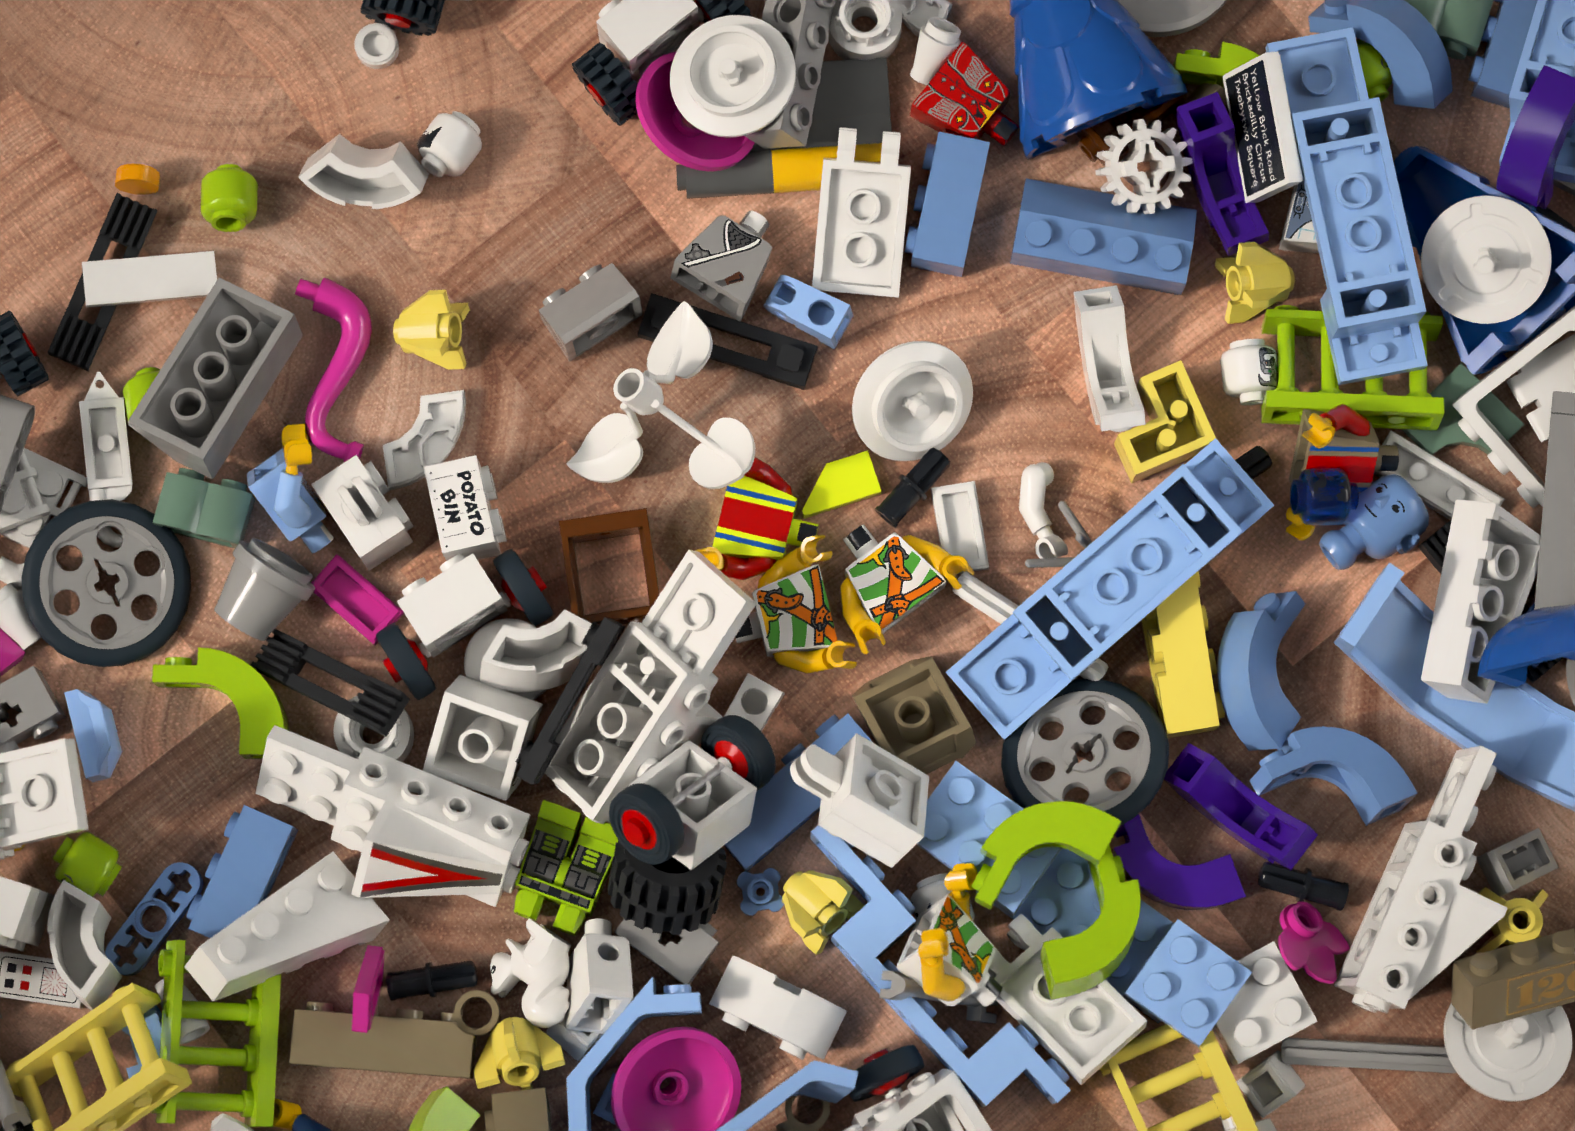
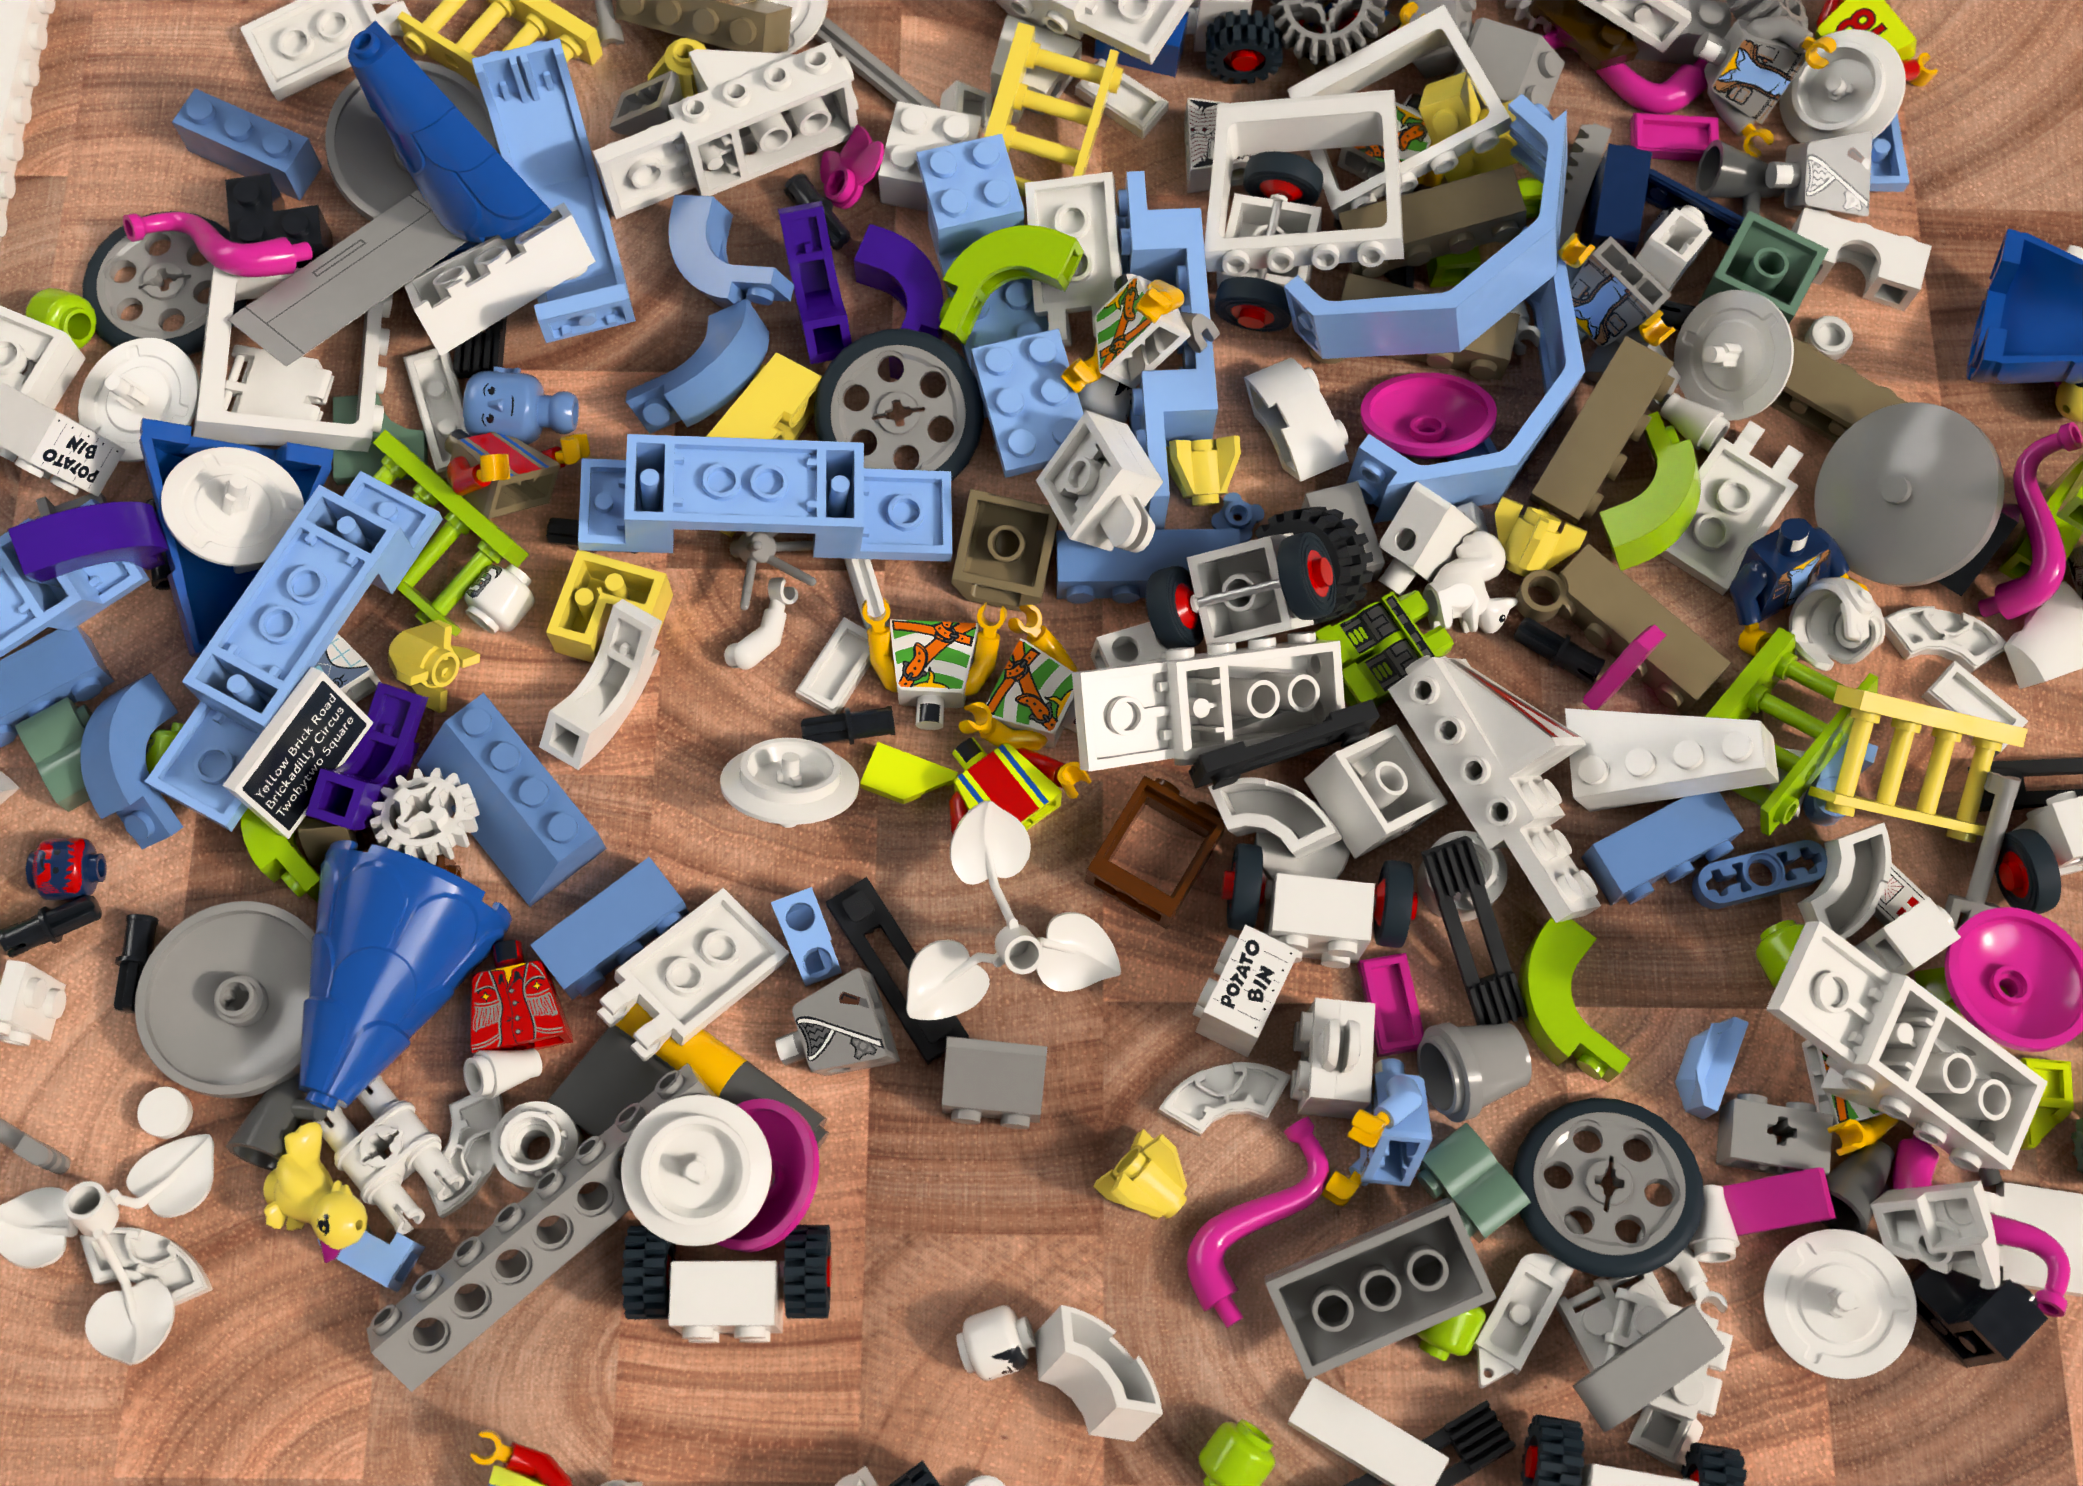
camera: 145 degrees left, 10 degrees down
(1043, 825) = (993, 357): lime arch -> none
(1323, 496) = (537, 441): clear blue head -> none

